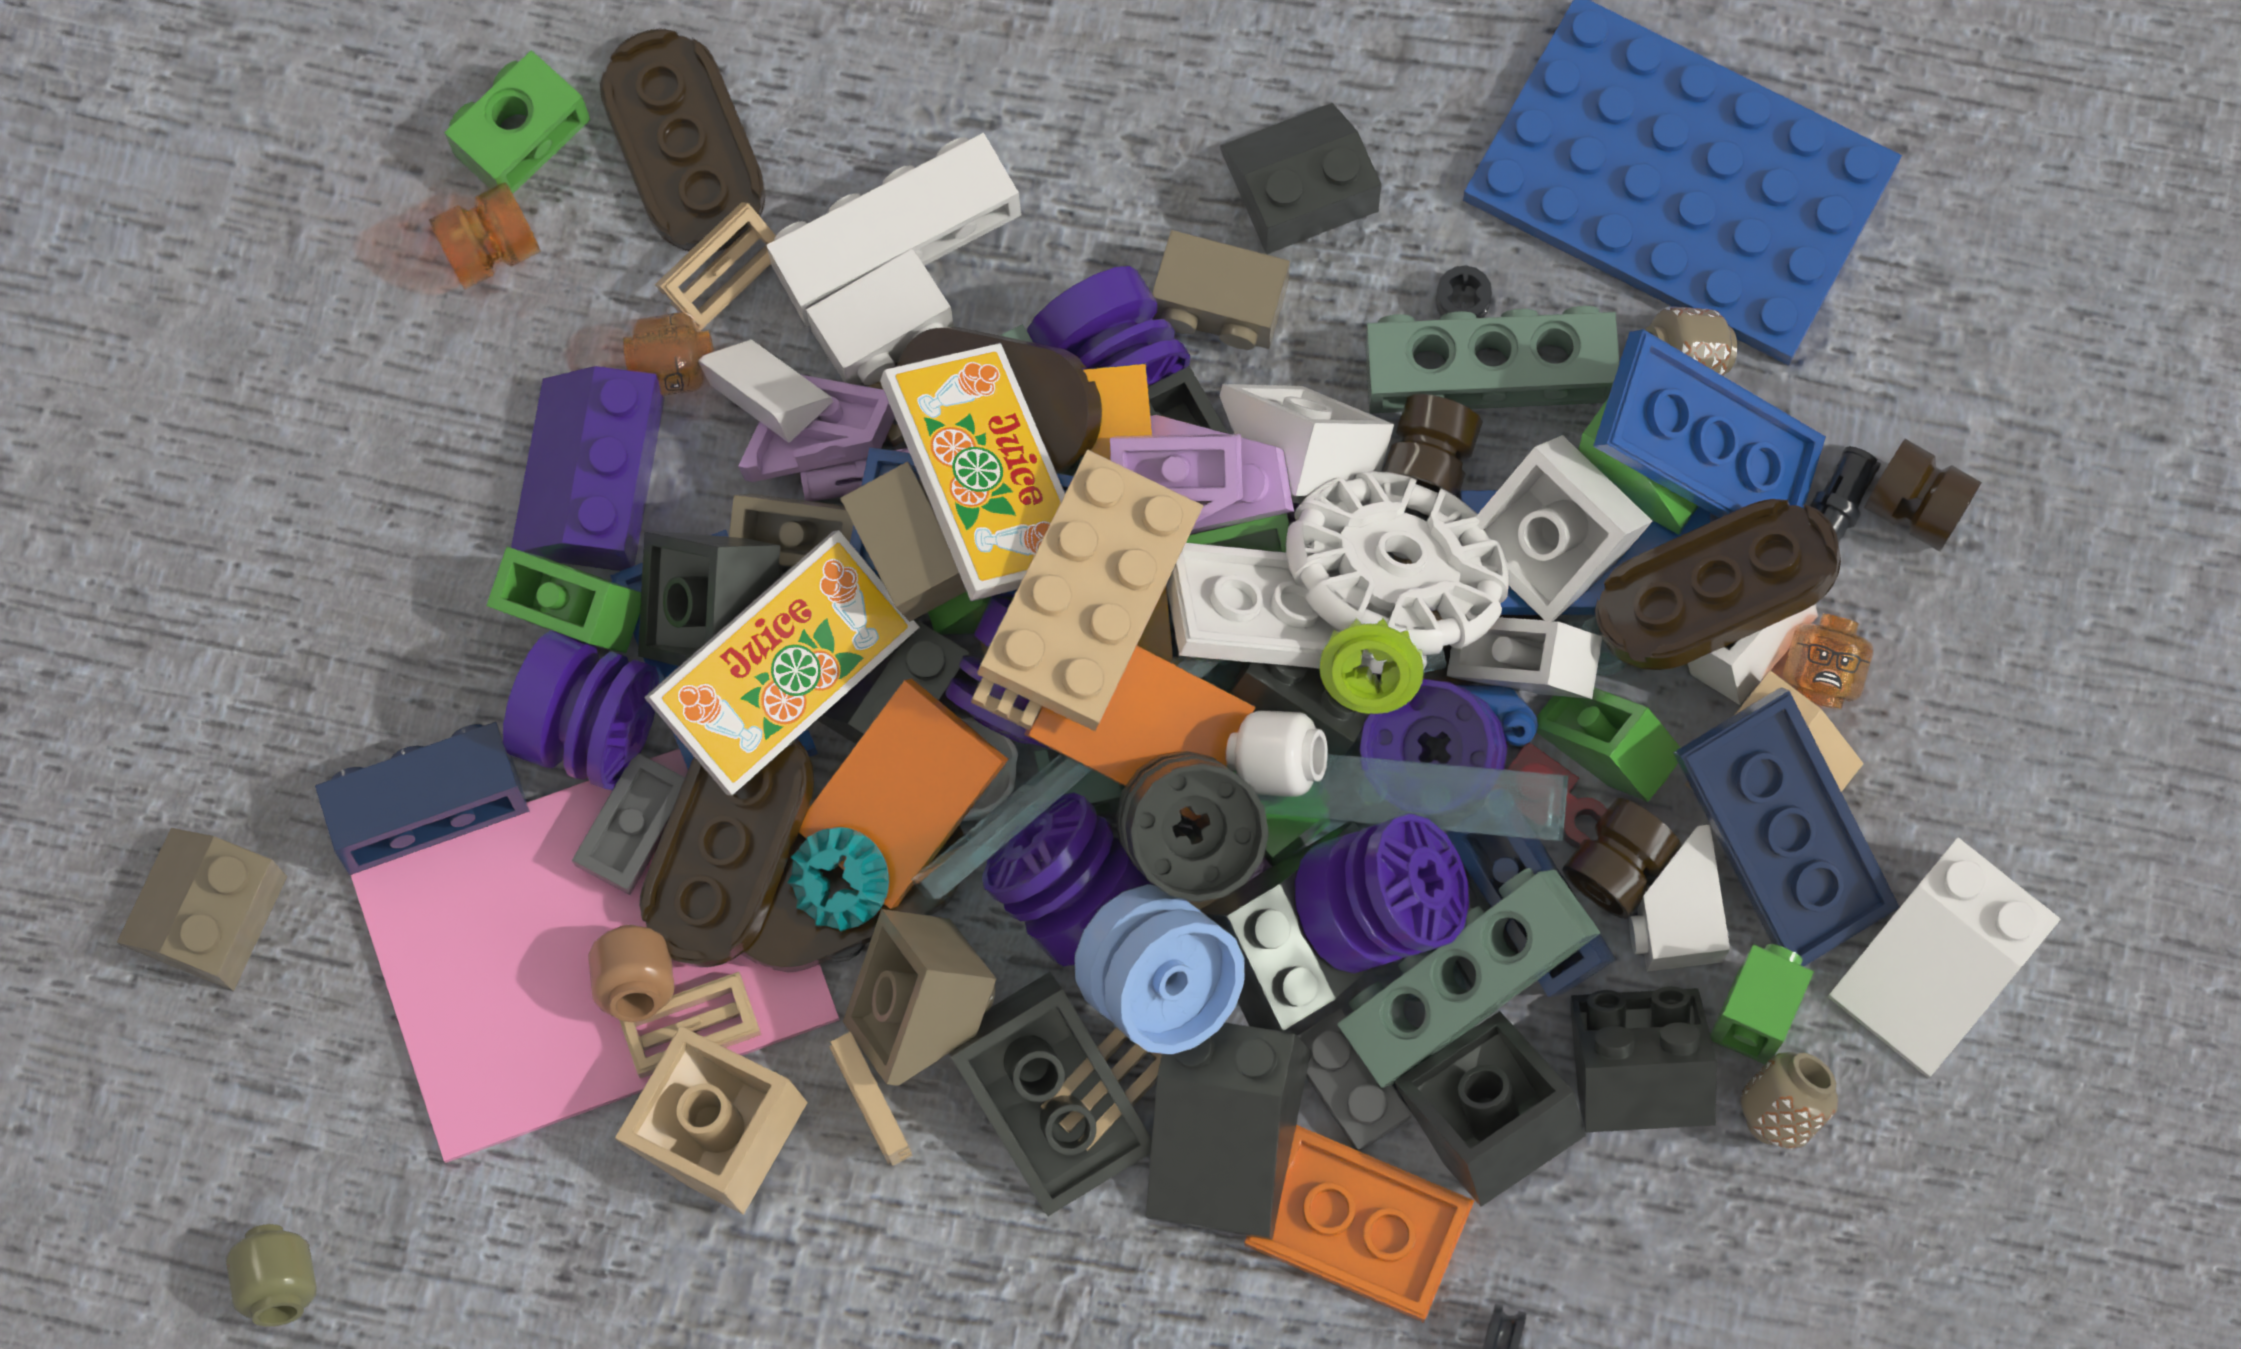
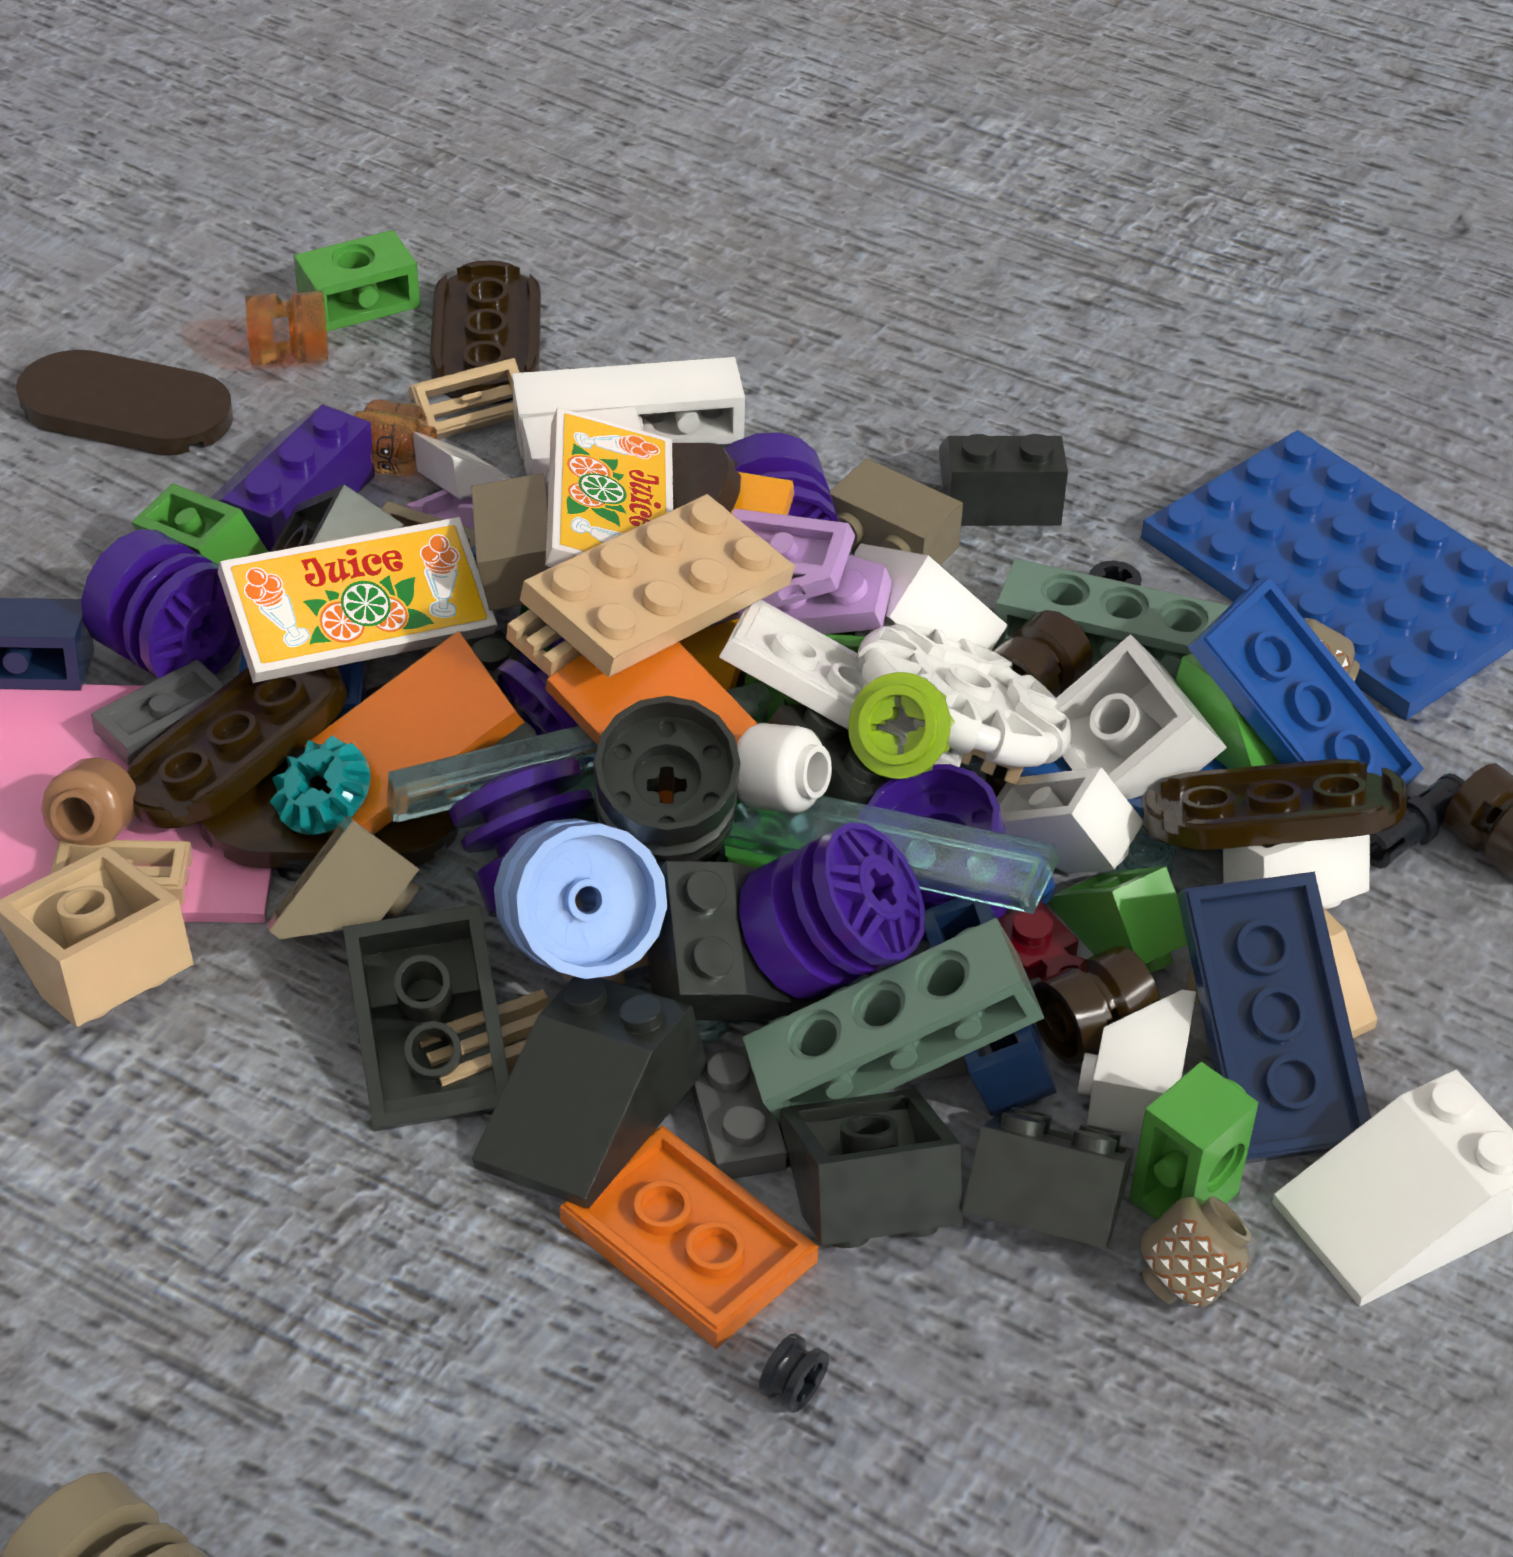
camera: 15 degrees right, 30 degrees down
(359, 393) = (124, 401): none -> dark brown tile
(870, 1099) = (253, 973): tan tile -> none
(1829, 661) = (1375, 916): clear orange head -> none

